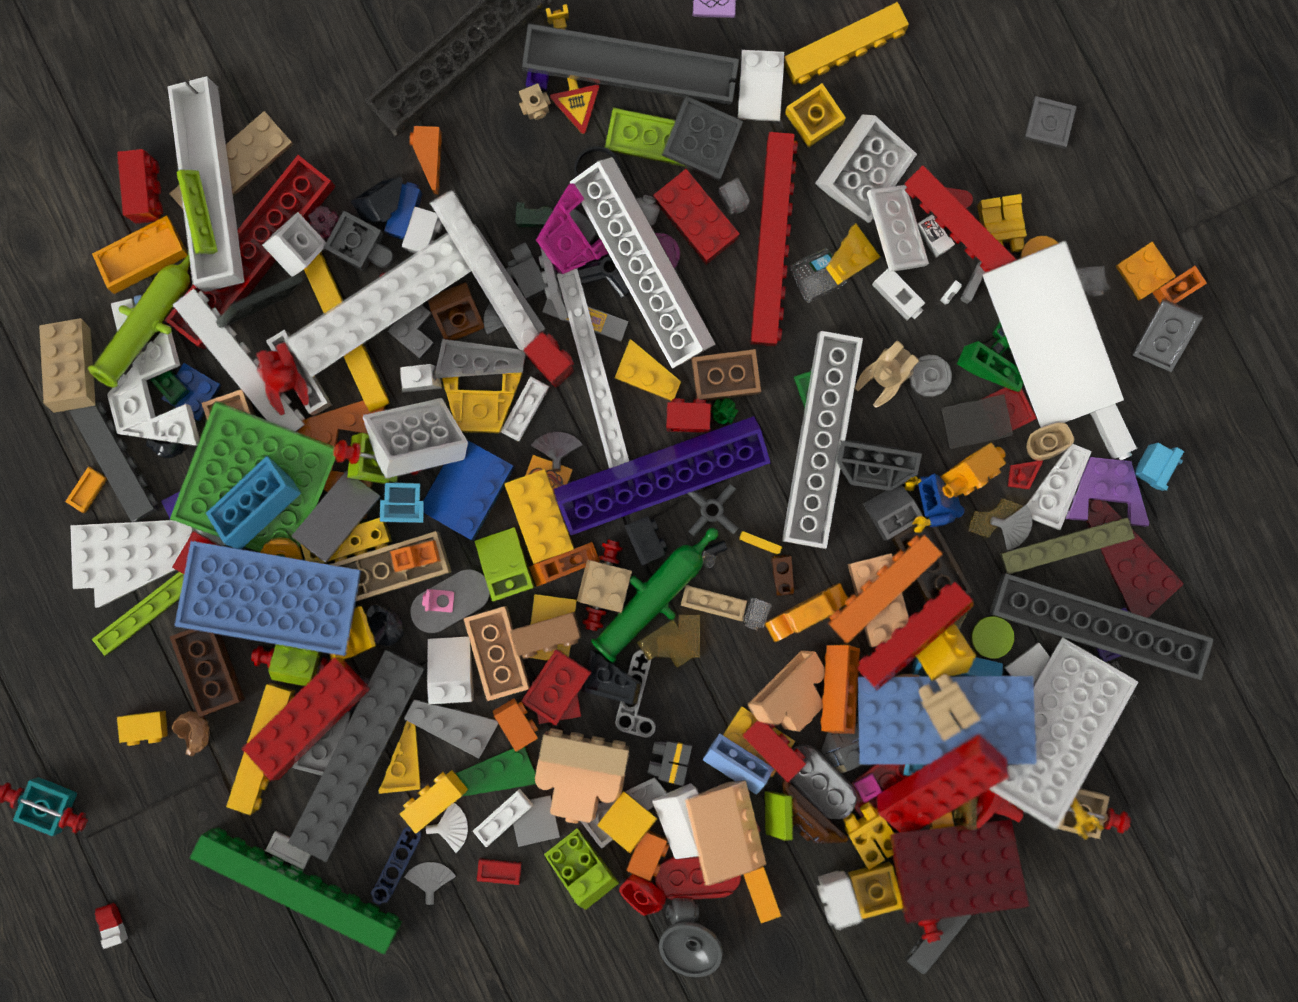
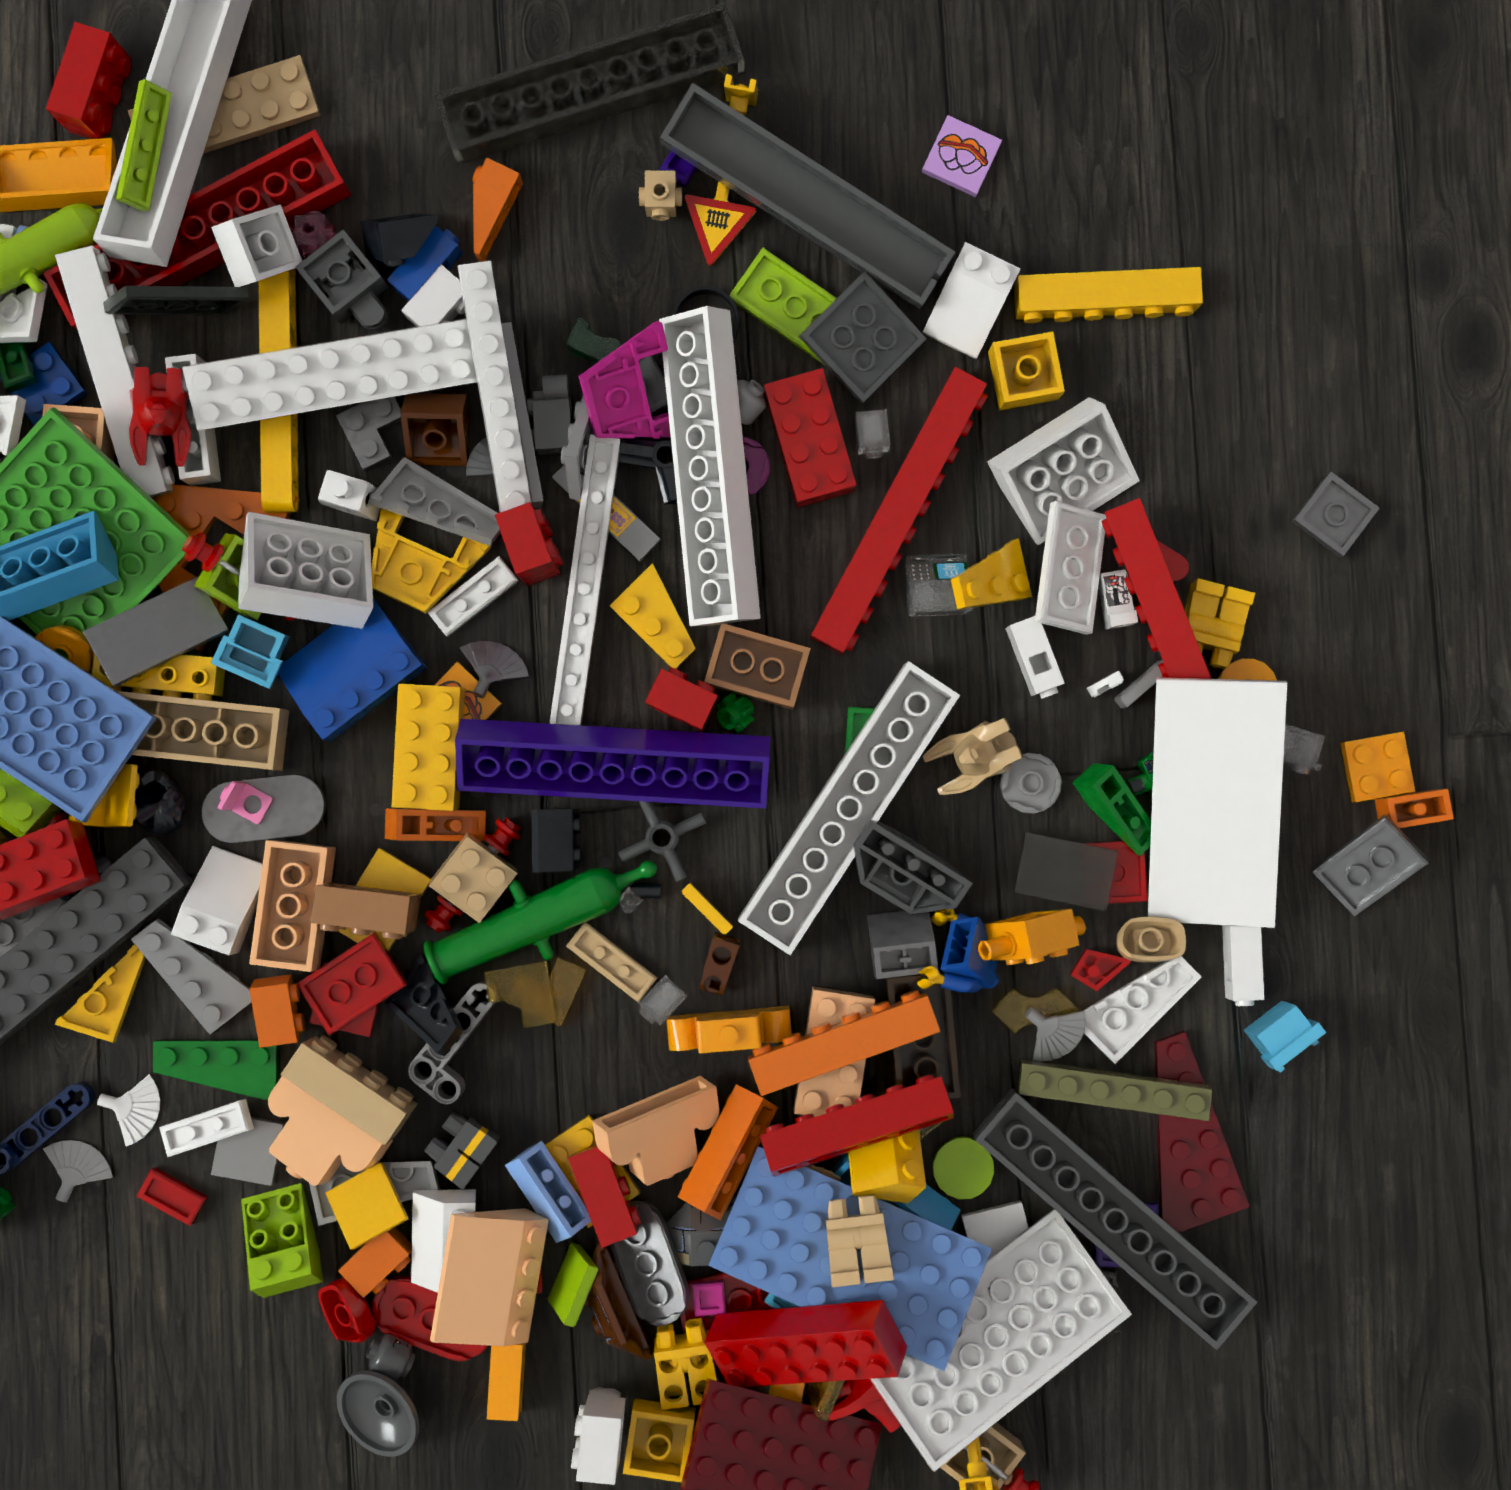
camera: 15 degrees right, 0 degrees up
(415, 556) = (236, 729): orange slope -> none
(433, 800) = (122, 1065): yellow brick -> none
(504, 564) = (354, 791): lime slope -> none
(1112, 482) = (1209, 1028): medium lavender wing -> none

